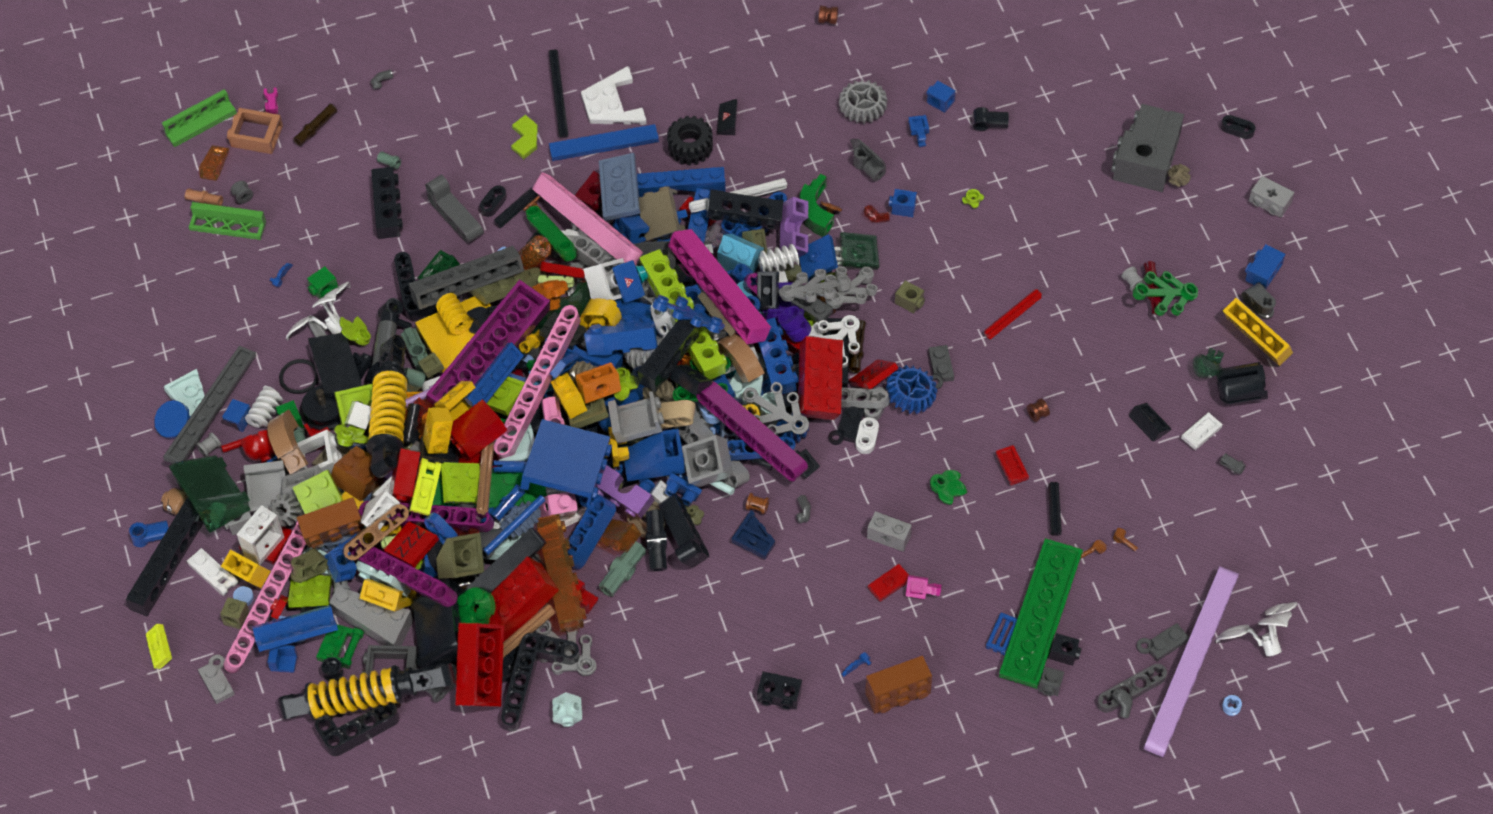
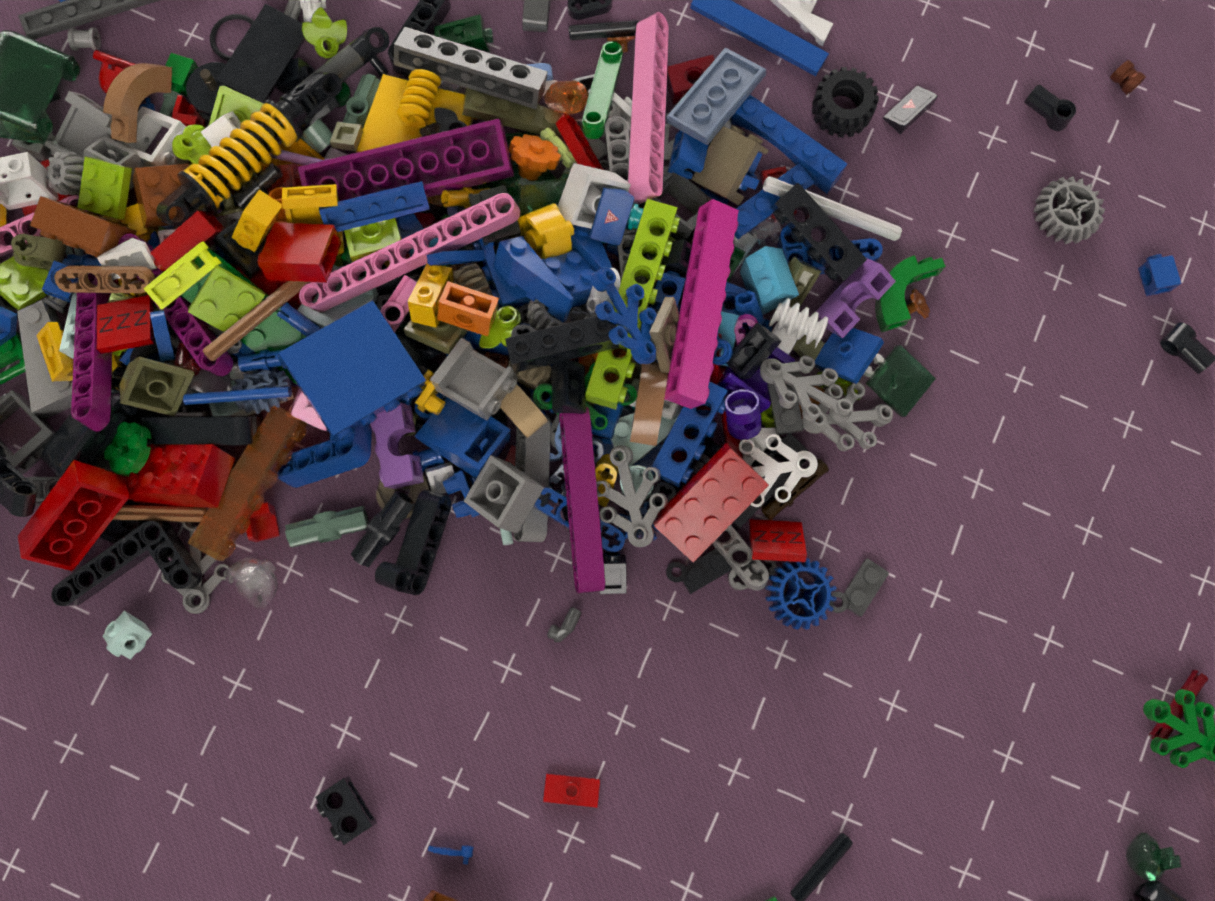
camera: 40 degrees right, 20 degrees up
(236, 414) = (136, 30): blue panel -> none
(263, 407) = (166, 44): white piece -> none
(610, 626) = (254, 580): none -> clear cylinder
(619, 536) = (351, 491): clear orange brick -> none
(695, 514) = (459, 530): olive plant -> none
(754, 537) = (486, 611): dark blue wing -> none
(757, 503) = (524, 577): dark orange bush -> none
(809, 59) = (1050, 106): none -> black piece
(867, 160) = (1008, 290): dark grey panel -> none
(868, 434) = (709, 599): white plate -> none
(874, 216) = (955, 353): clear red arm -> none
(889, 531) = (623, 736): light grey brick -> none
(903, 203) = (1010, 364): blue brick -> none
(909, 290) = (907, 472): olive brick -> none
(919, 126) = (1101, 291): blue plate -> none
(919, 587) = (595, 830): dark pink plate -> none
(950, 486) = (738, 740): green plate -> none
(973, 193) = (1087, 424): lime plate -> none
(1012, 314) = (994, 598): red axle -> none
(1012, 465) = (824, 776): red plate -> none
(1038, 410) = (912, 738): copper wheel -> none
(1132, 277) = (1165, 676): light grey bush -> none
(1149, 421) = (1021, 860): black slope -> none

